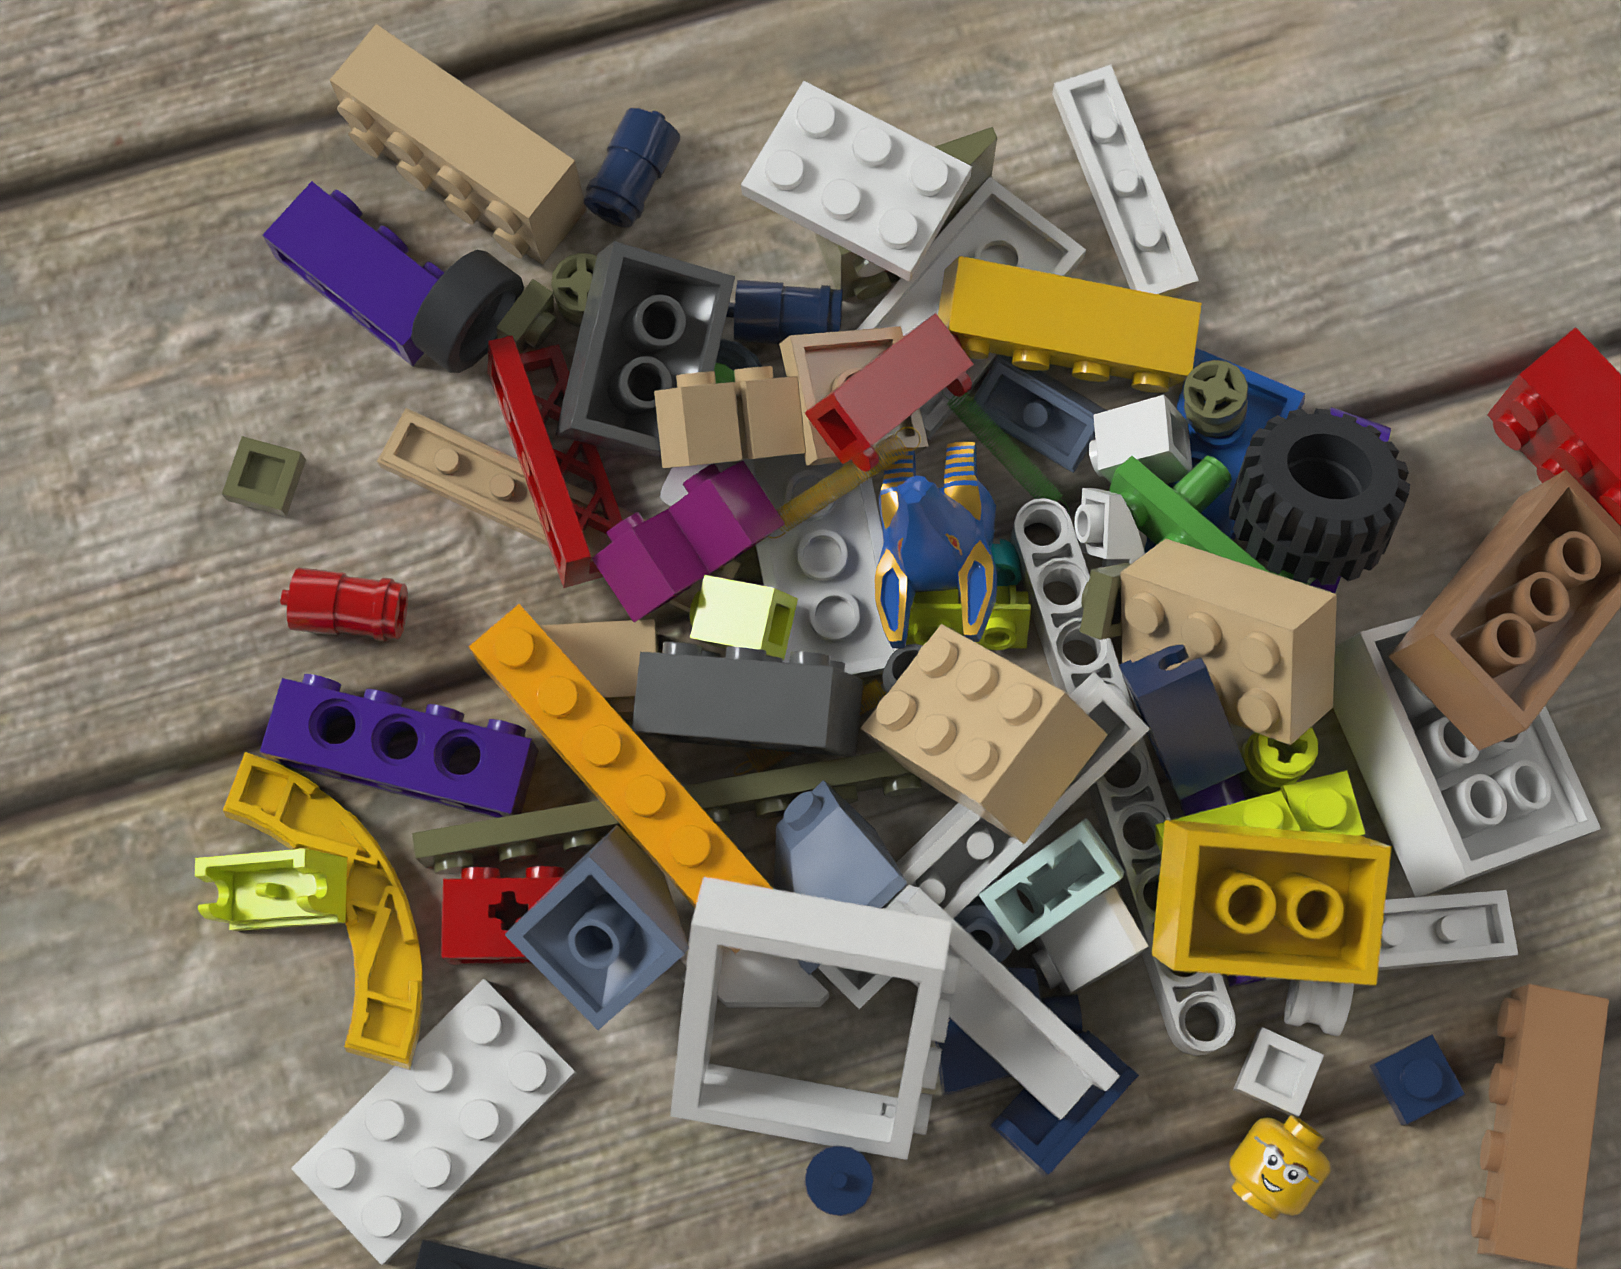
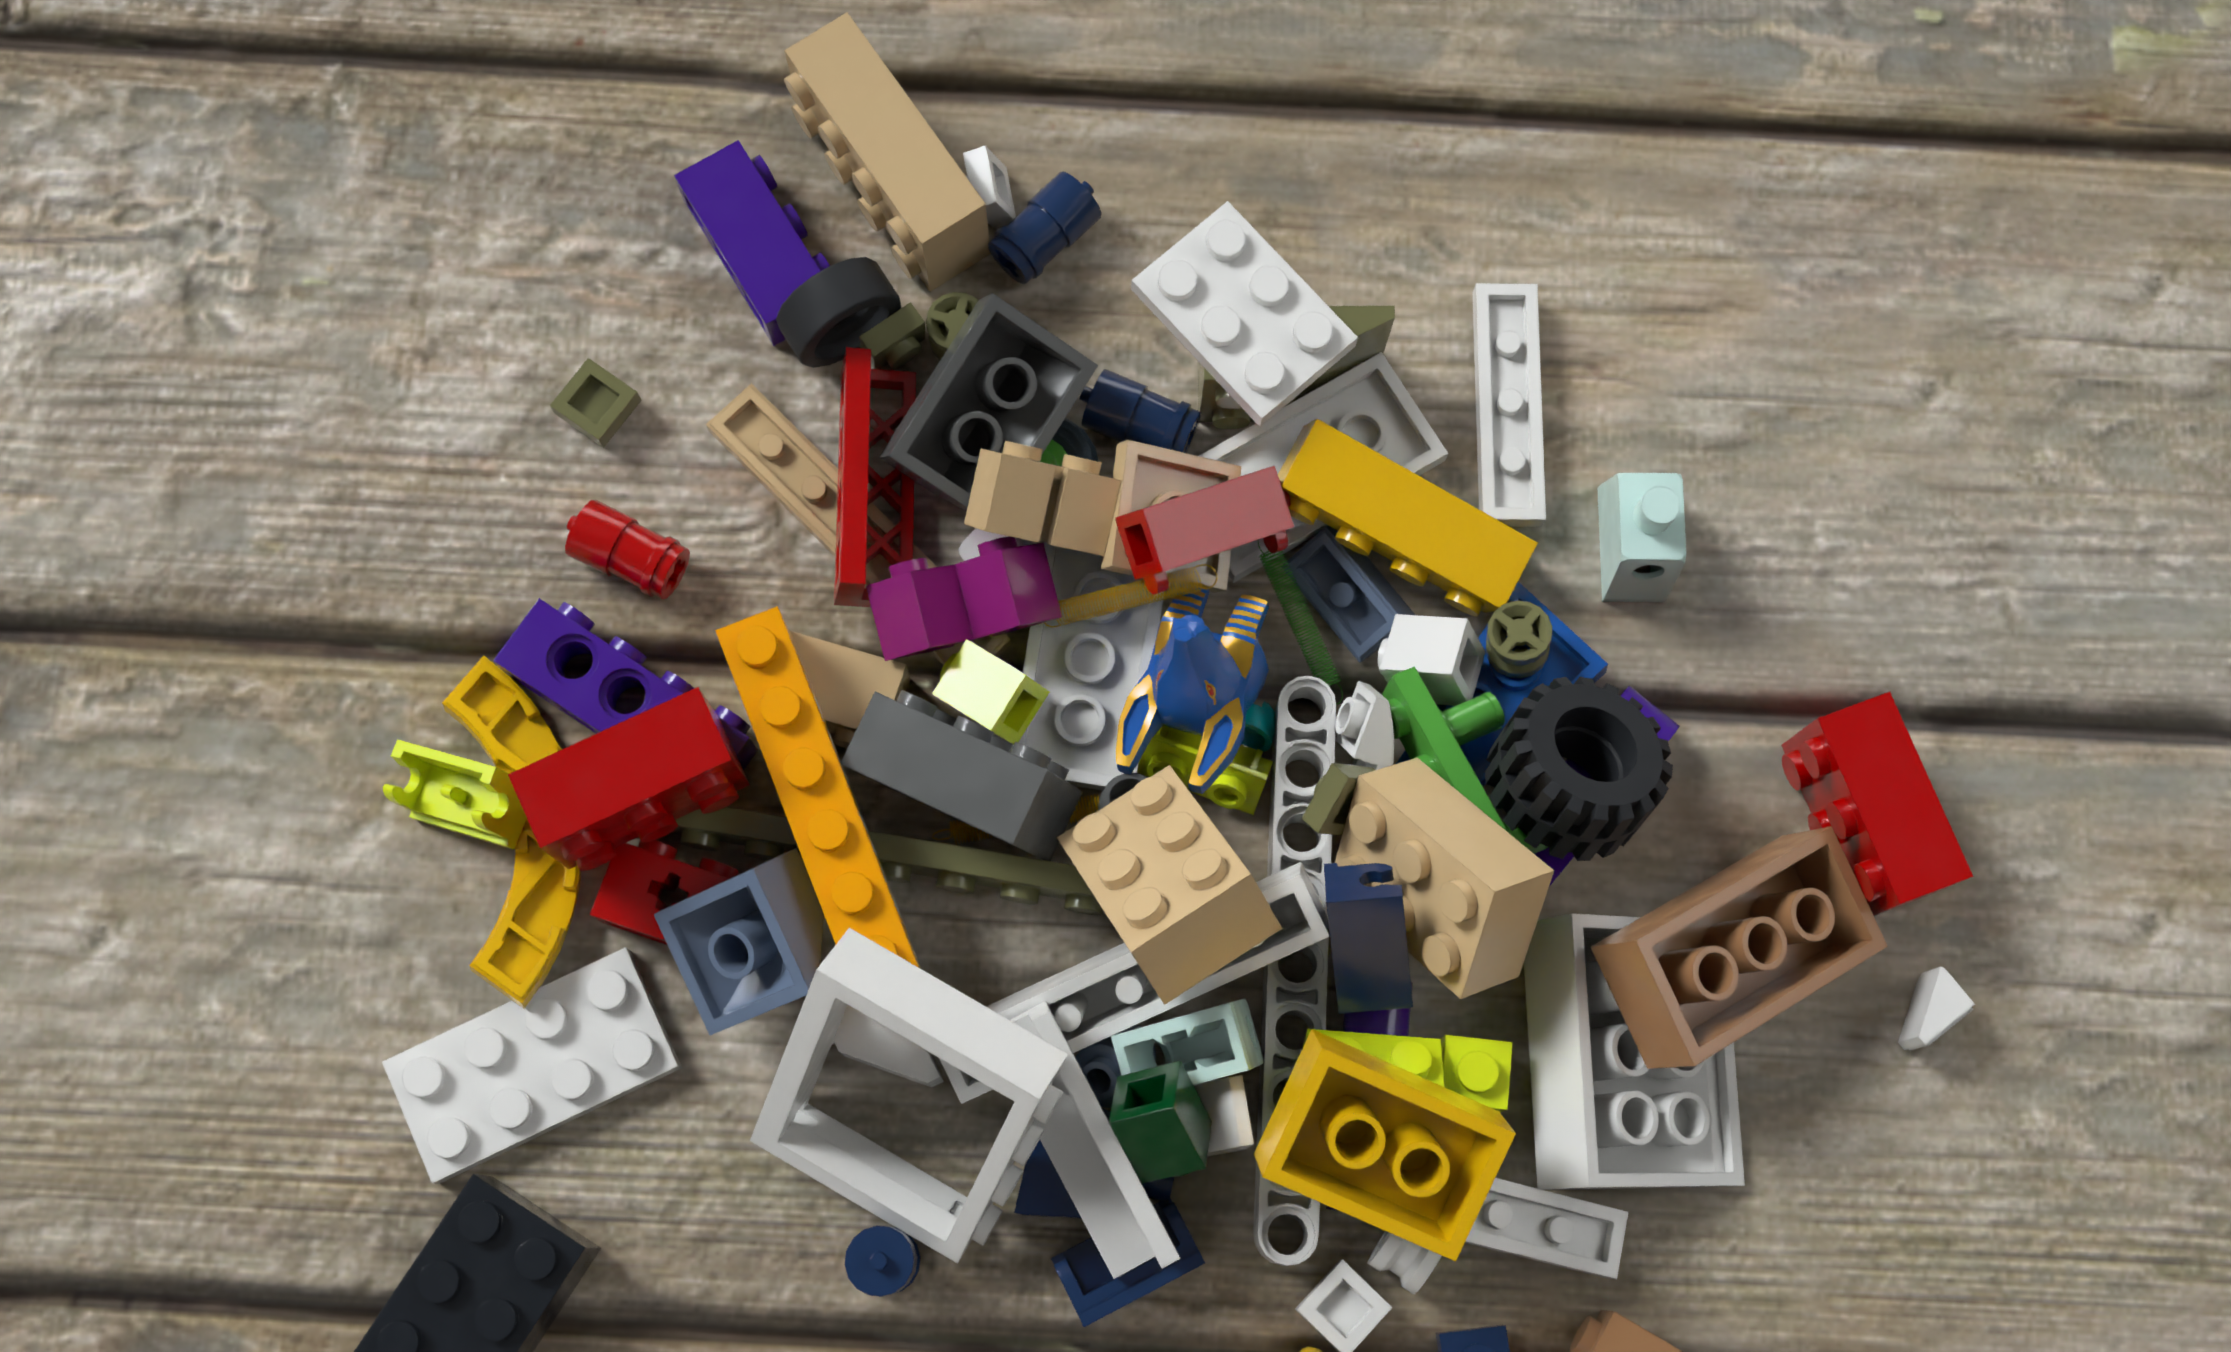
camera: 15 degrees right, 0 degrees up
(441, 815) = (630, 782): none -> red brick
(564, 136) = (991, 182): none -> white plate
(832, 854) = (991, 948): sand blue slope -> none
(1056, 956) = (1160, 1122): none -> dark green brick
(1275, 763) = (1443, 1013): neon yellow piece -> none
(1286, 255) = (1637, 528): none -> light aqua torso

